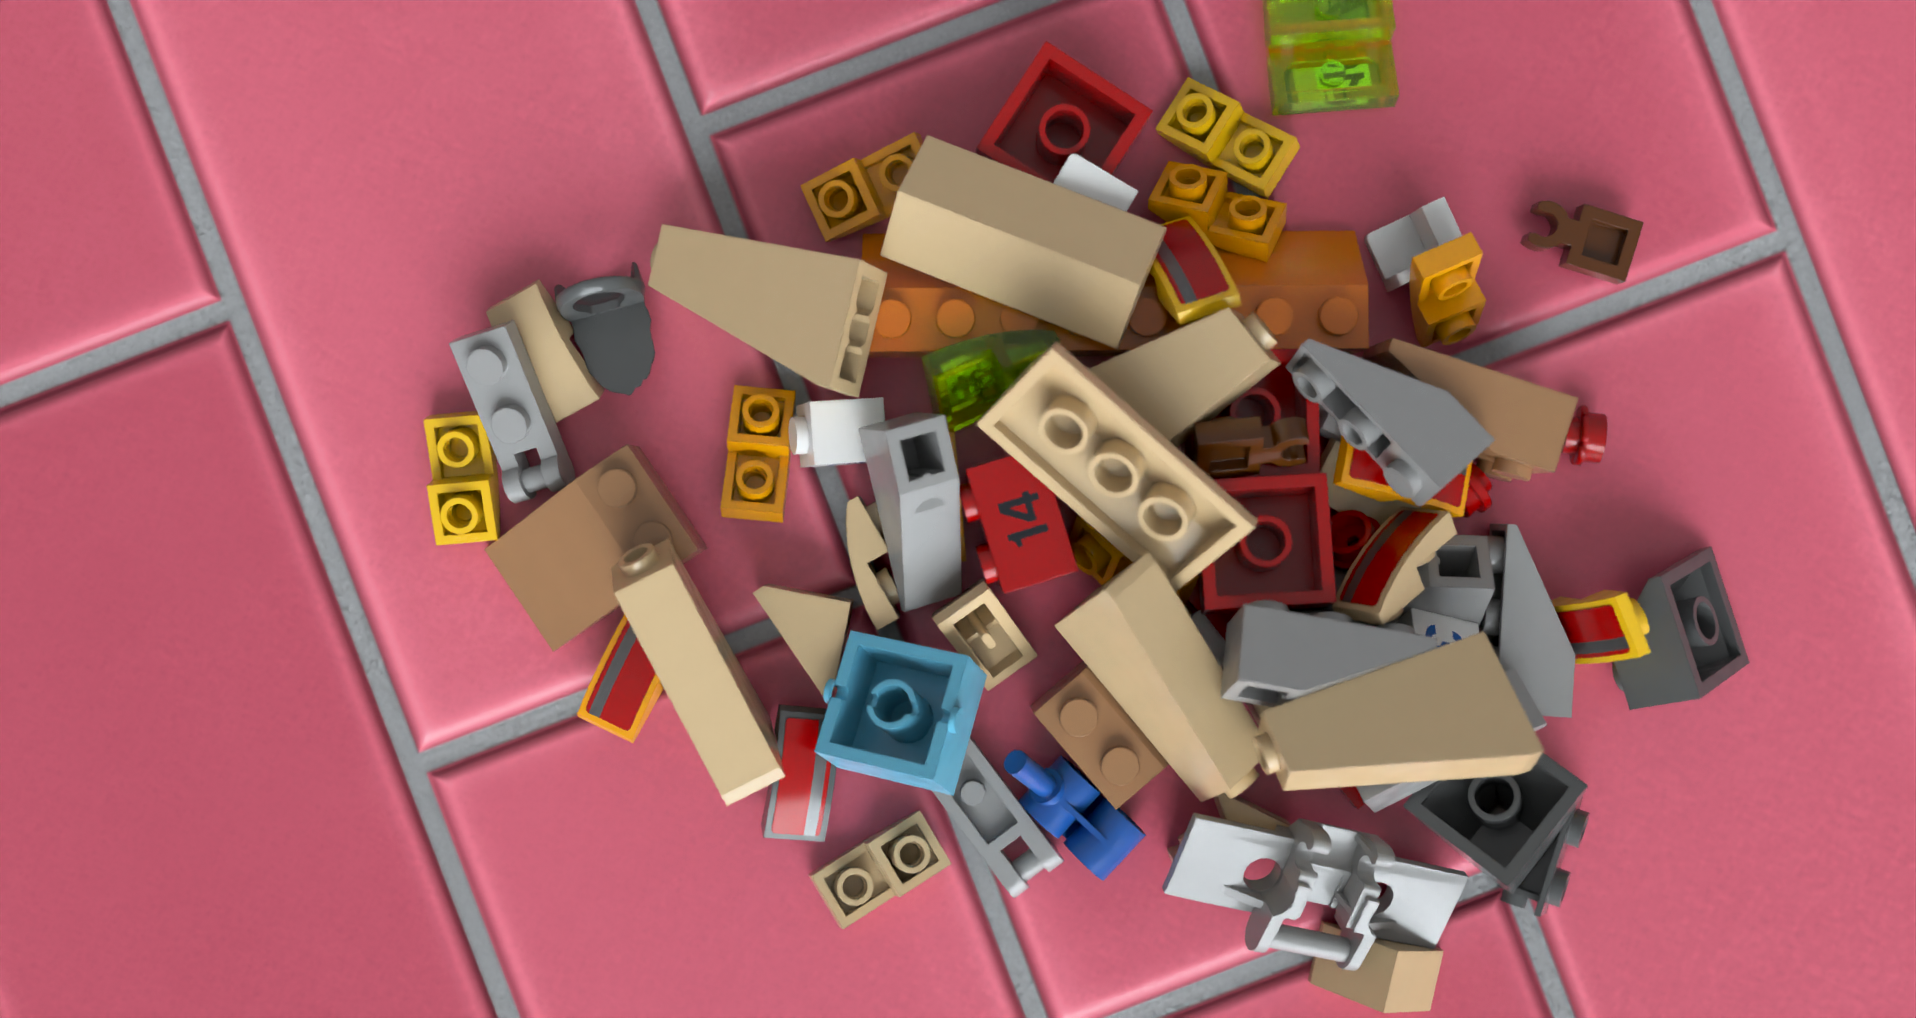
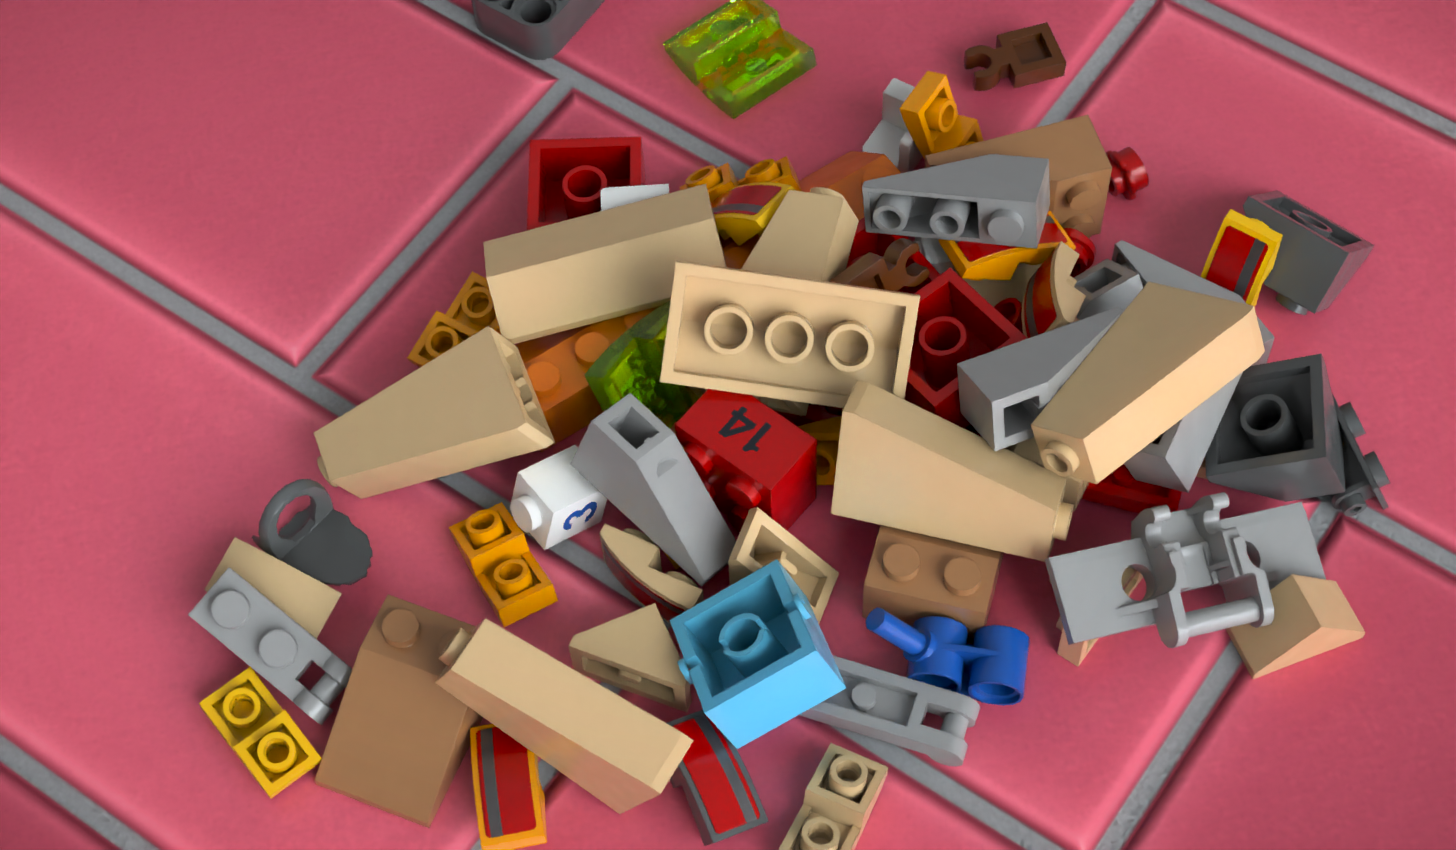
camera: 30 degrees left, 30 degrees down
(1227, 138) = (693, 144): yellow slope -> none

